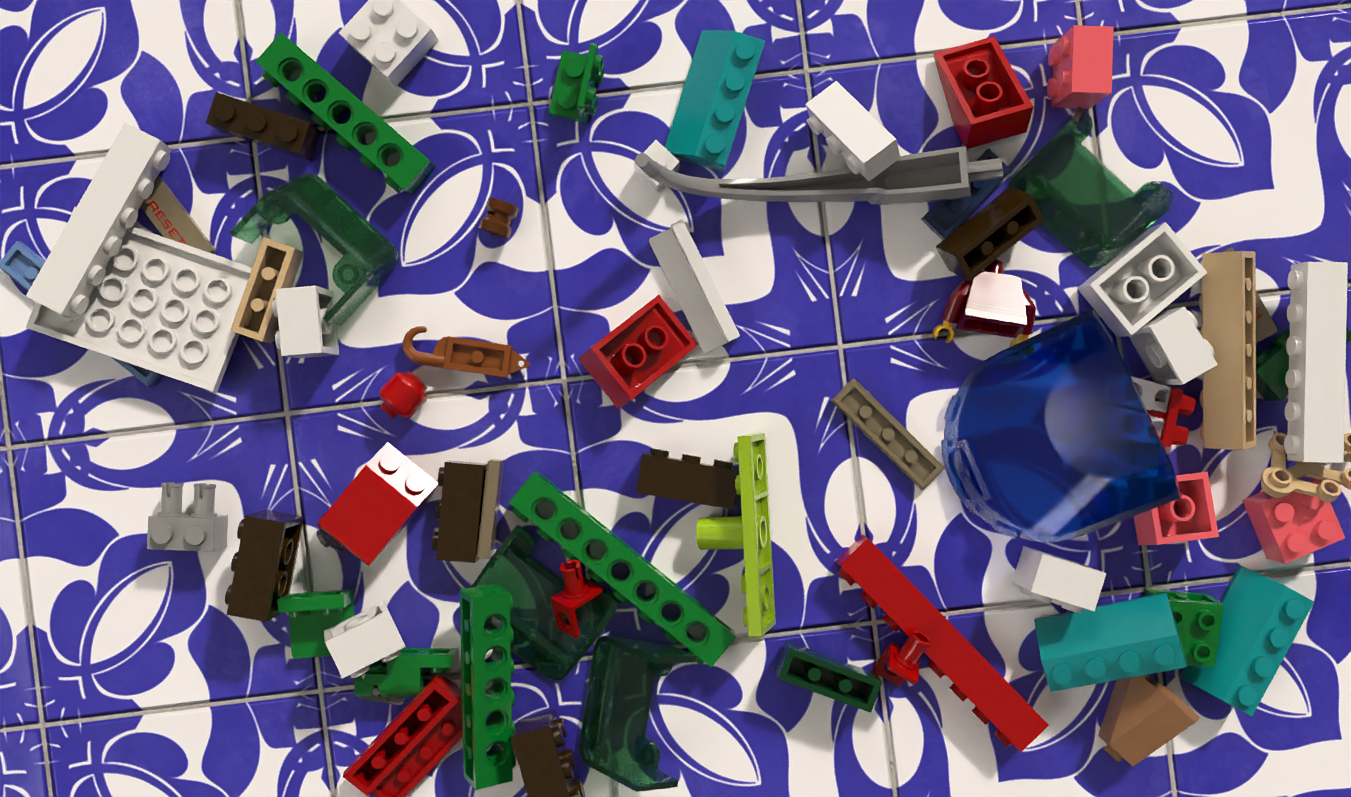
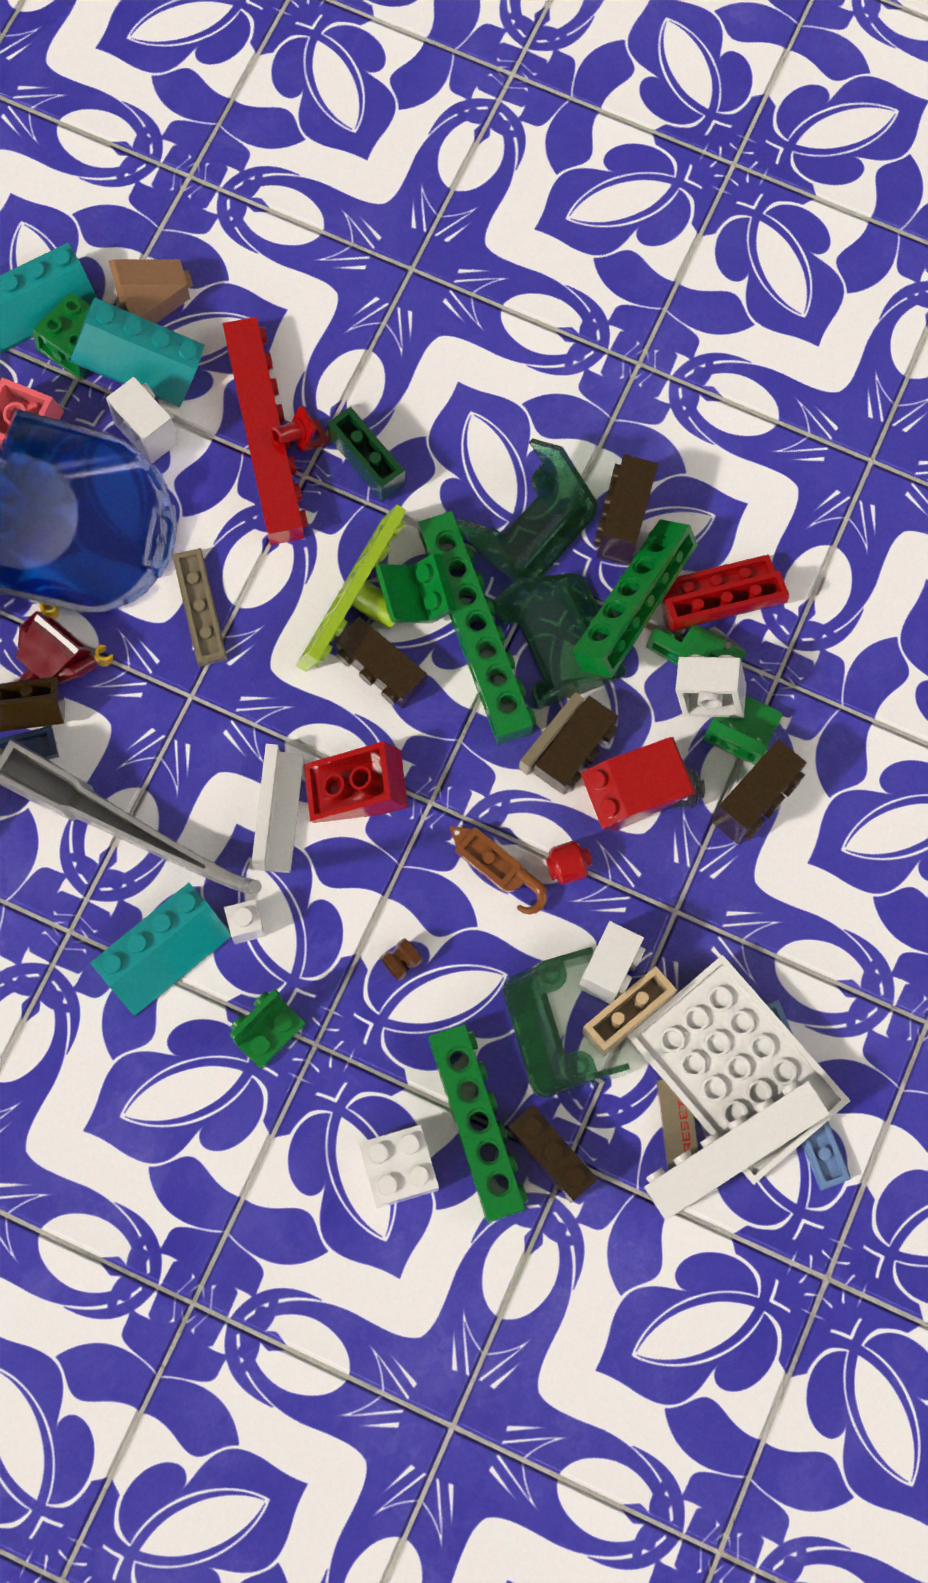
camera: 150 degrees left, 15 degrees down
(187, 532) = (809, 860): light grey brick -> none
(576, 593) = (527, 625): red bracket -> none
(694, 566) = (416, 591): none -> green bracket
(852, 131) = (70, 847): white brick -> none

